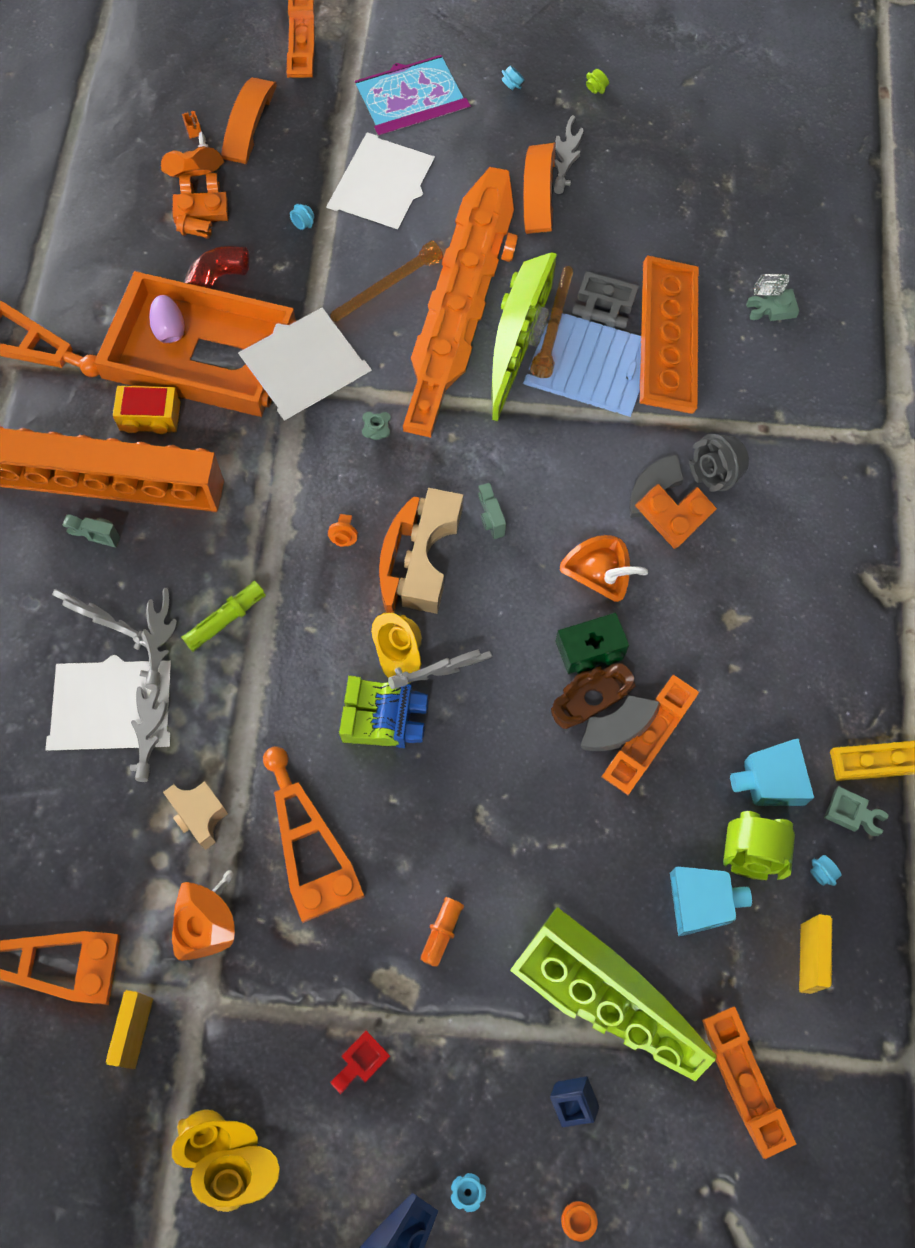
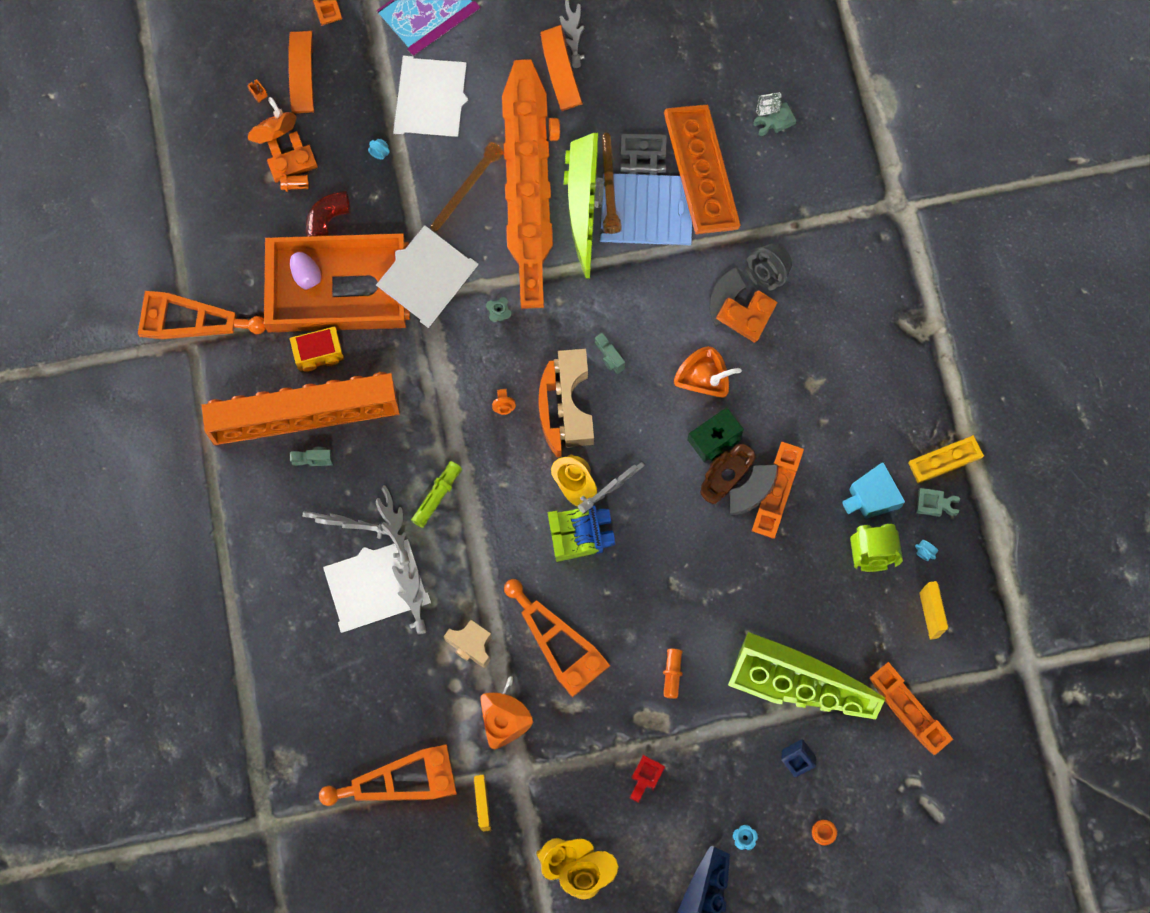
camera: 15 degrees left, 5 degrees up
(705, 899) = (848, 595): medium azure torso -> none

